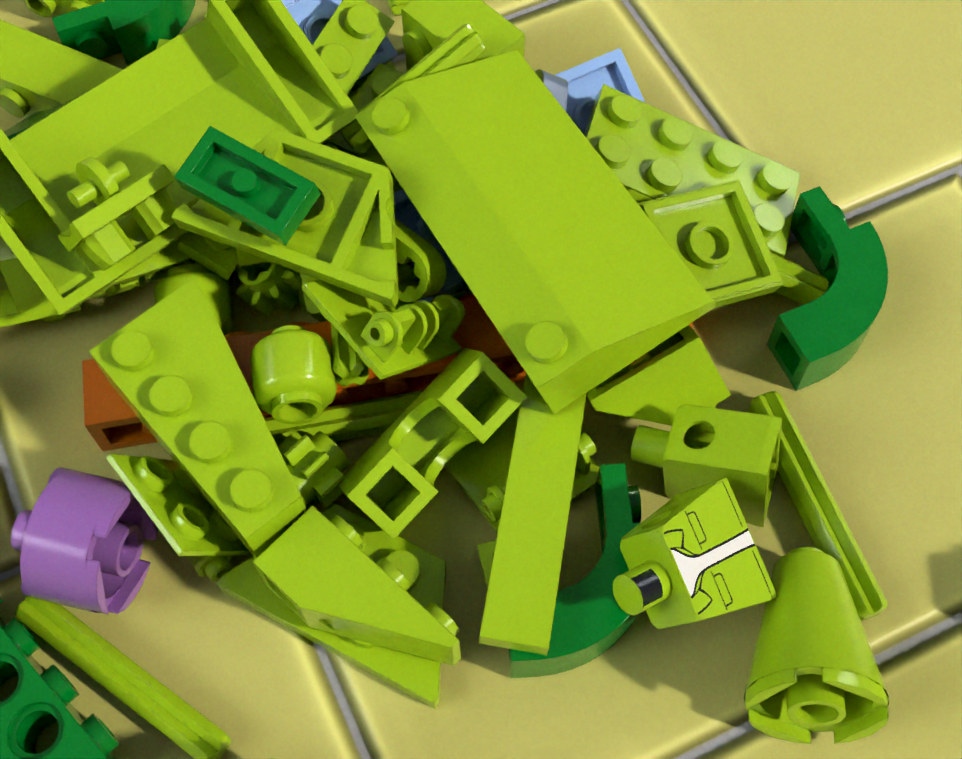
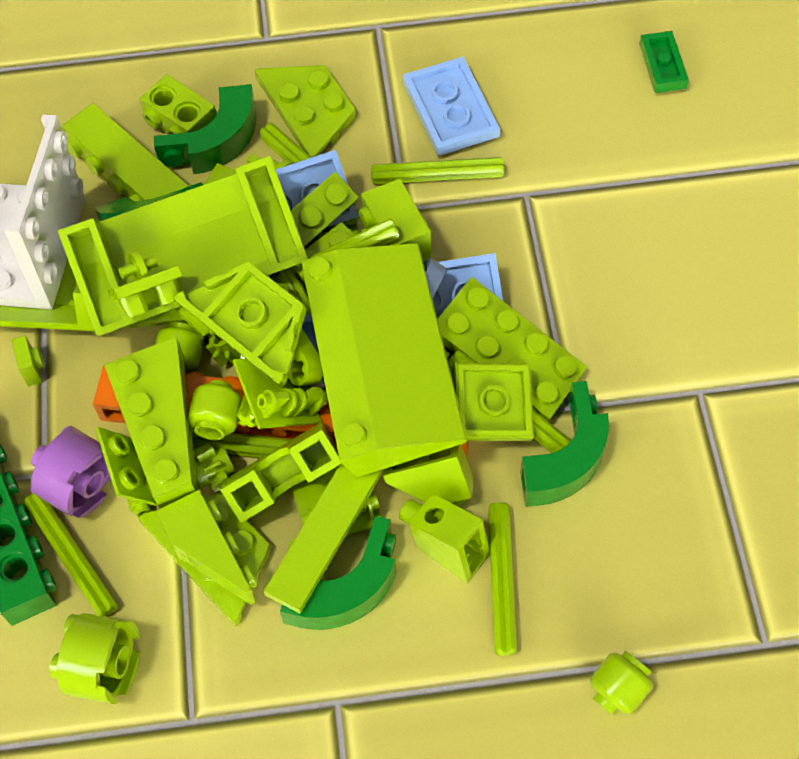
camera: 20 degrees right, 0 degrees up
(247, 185) = (218, 293): green plate -> none
(692, 560) = (401, 587): lime torso -> none
(813, 657) = (453, 662): lime cone -> none

